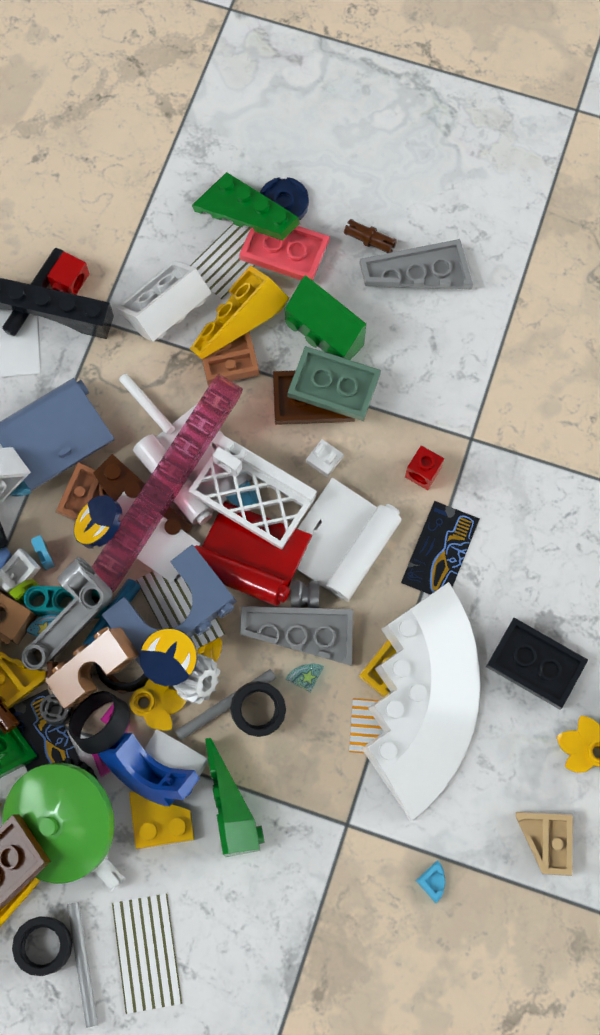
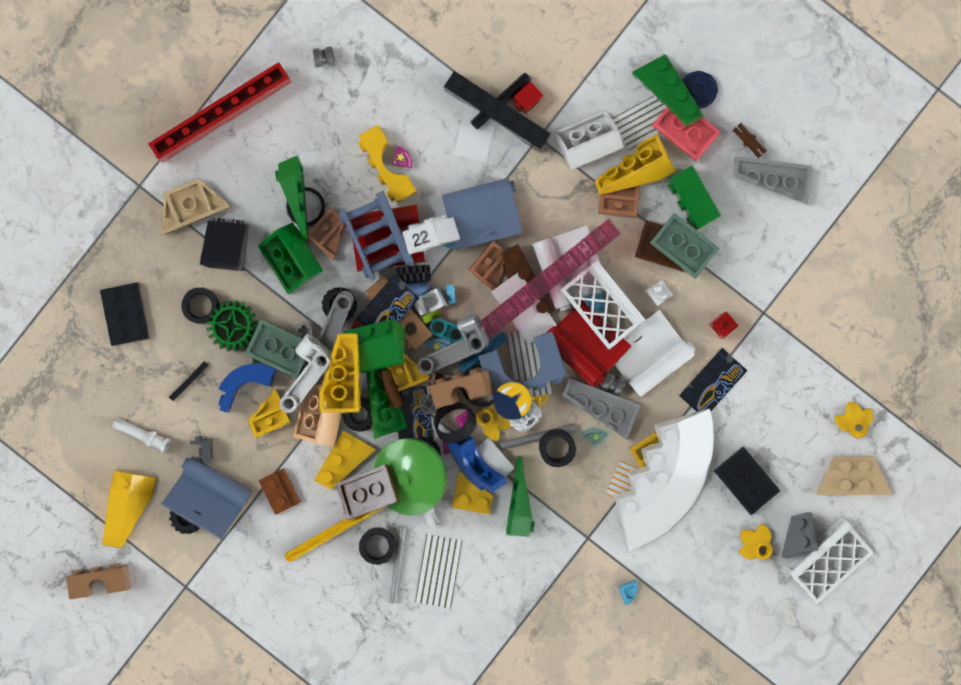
camera: 25 degrees right, 15 degrees up
(97, 522) = (494, 290): tile -> none
(147, 404) = (552, 213): white bar -> none
(228, 461) = (594, 280): white tile -> none
(549, 840) = (710, 593): tan wing -> none

